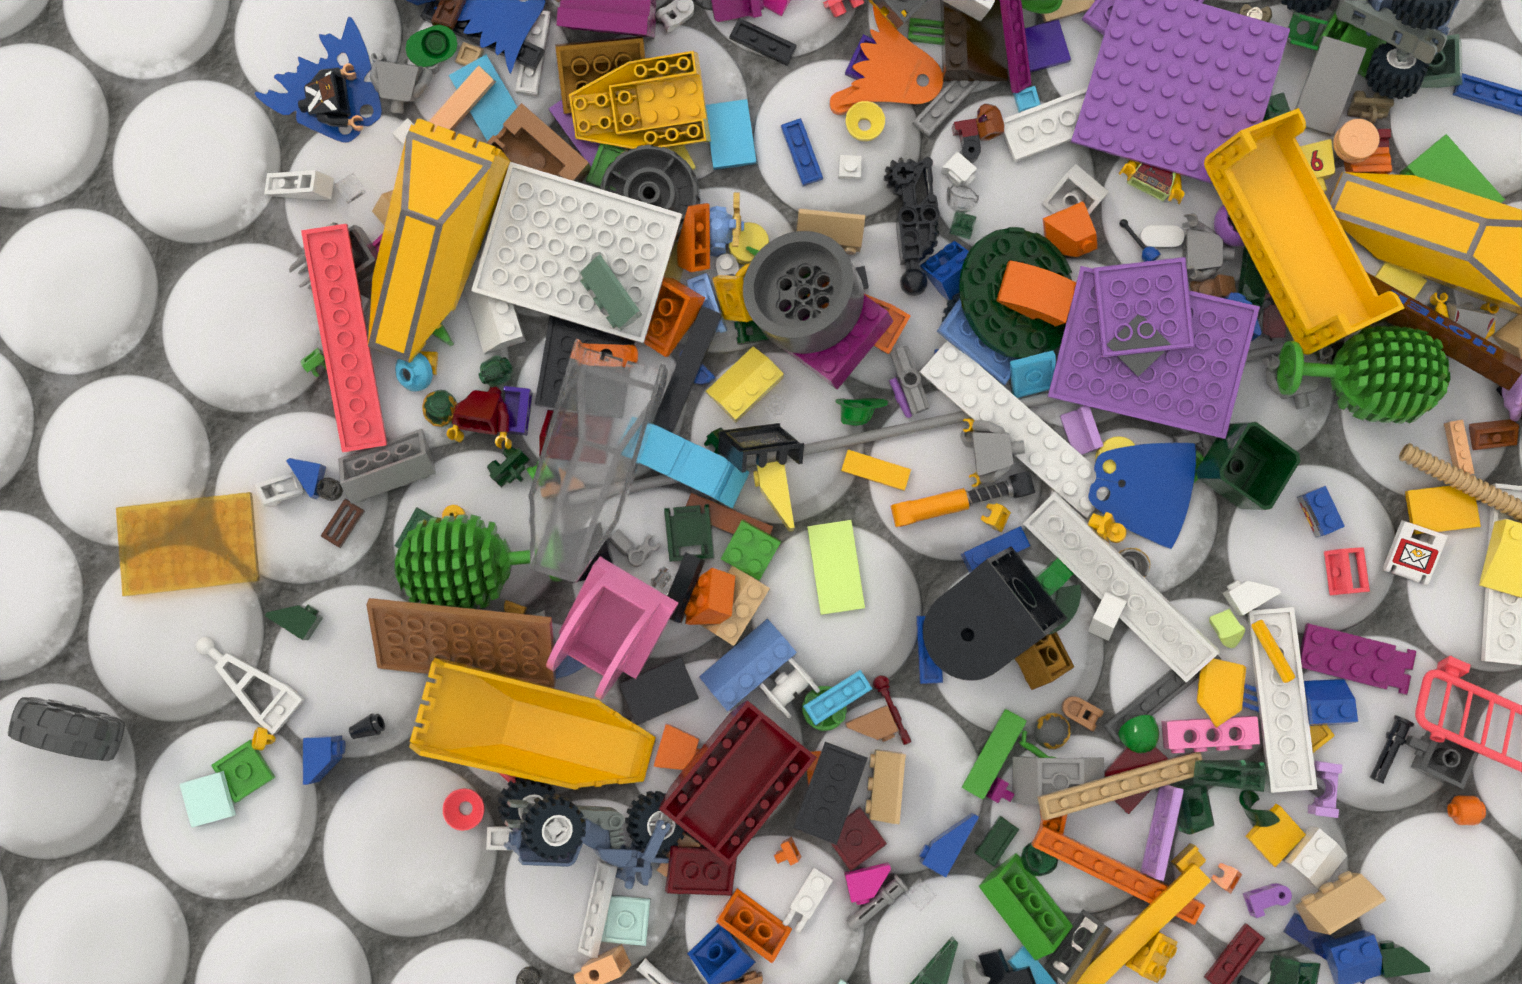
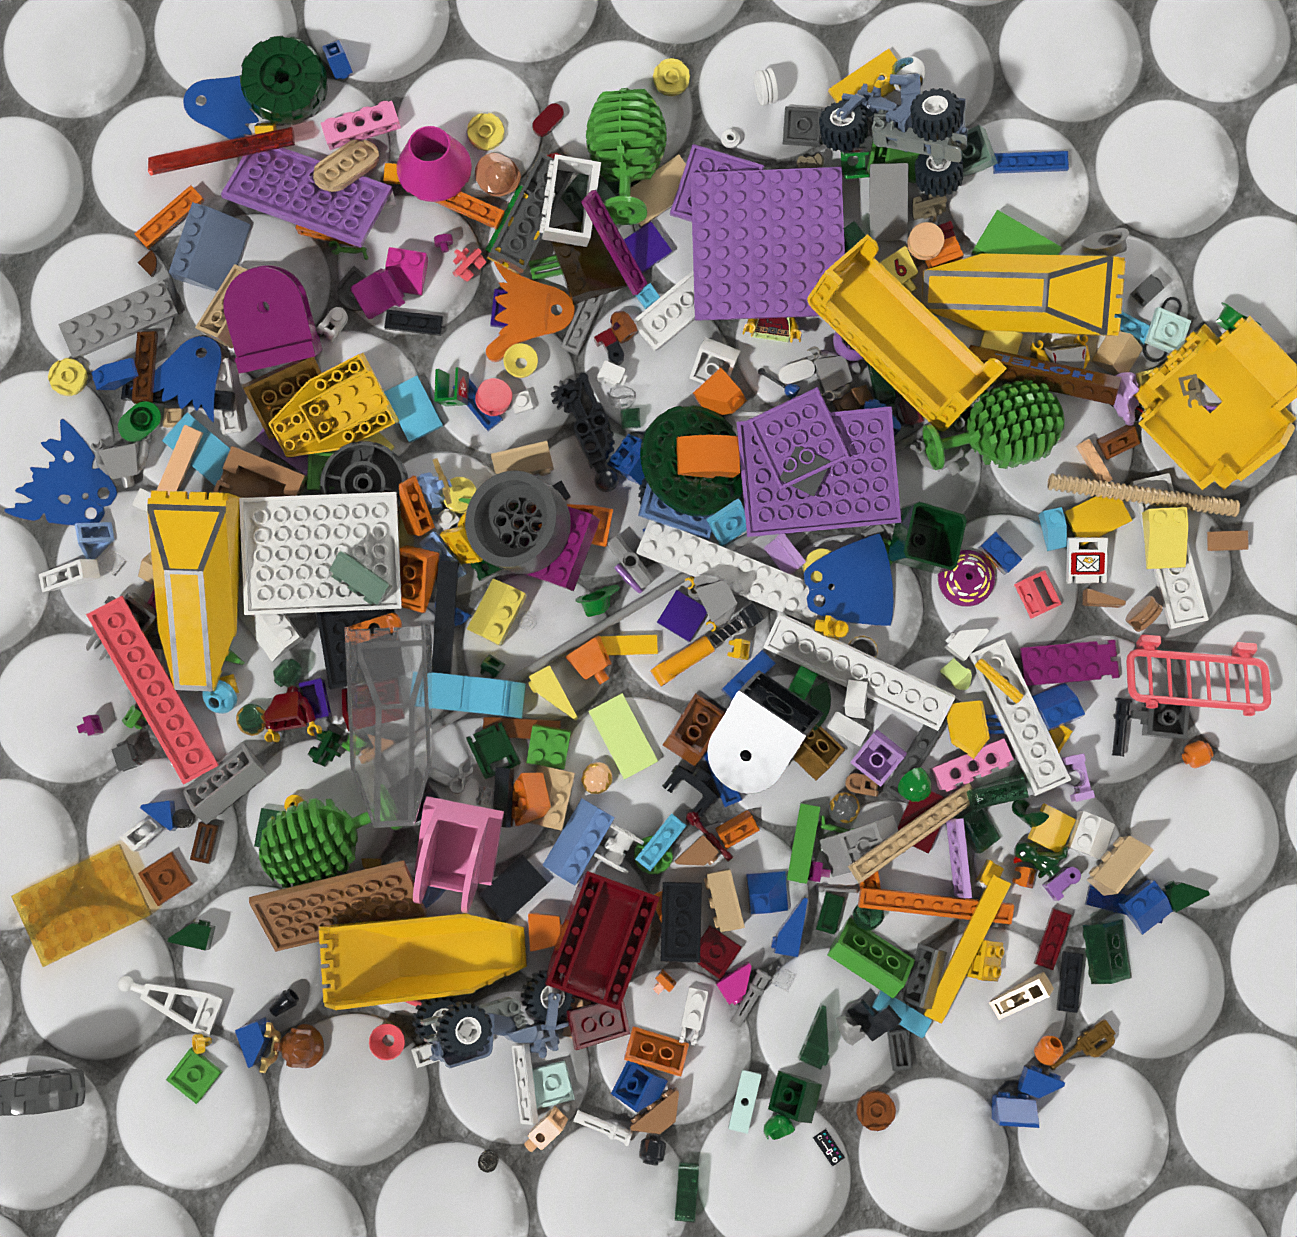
camera: 20 degrees left, 0 degrees up
(207, 799) = (172, 1108): light aqua tile -> none
(265, 355) = (91, 725): none -> magenta tile
(287, 547) = (165, 878): none -> dark orange tile
(291, 400) = (125, 756): none -> dark grey window
(329, 99) = (68, 494): black torso -> none
(339, 154) = (94, 538): none -> light blue slope
(366, 781) = (300, 1047): none -> dark orange helmet
(759, 440) = (524, 656): black window -> none
(790, 129) = (442, 388): none -> green piece
(791, 602) = (596, 778): none -> light nougat hair
(822, 150) = (493, 397): none -> coral head
(829, 471) = (591, 660): none -> orange torso
(902, 644) = (698, 780): none -> black connector
(916, 587) = (694, 729): none -> dark orange slope
(926, 712) = (737, 829): none -> orange slope
(935, 794) = (767, 892): none -> blue slope
(946, 459) = (682, 616): none -> dark purple tile
(997, 810) = (821, 888): none -> light grey hinge
(1085, 645) = (847, 728): none -> white tile
(1109, 689) = (878, 757): none -> medium lavender slope
(1255, 869) = (1043, 861): none -> dark green animal
(1263, 537) = (963, 591): none -> magenta dish
(1390, 504) = (1054, 528): none -> medium azure slope
(1410, 598) = (1099, 599): none -> medium nougat slope
(1460, 633) = (1144, 614): none -> medium nougat head

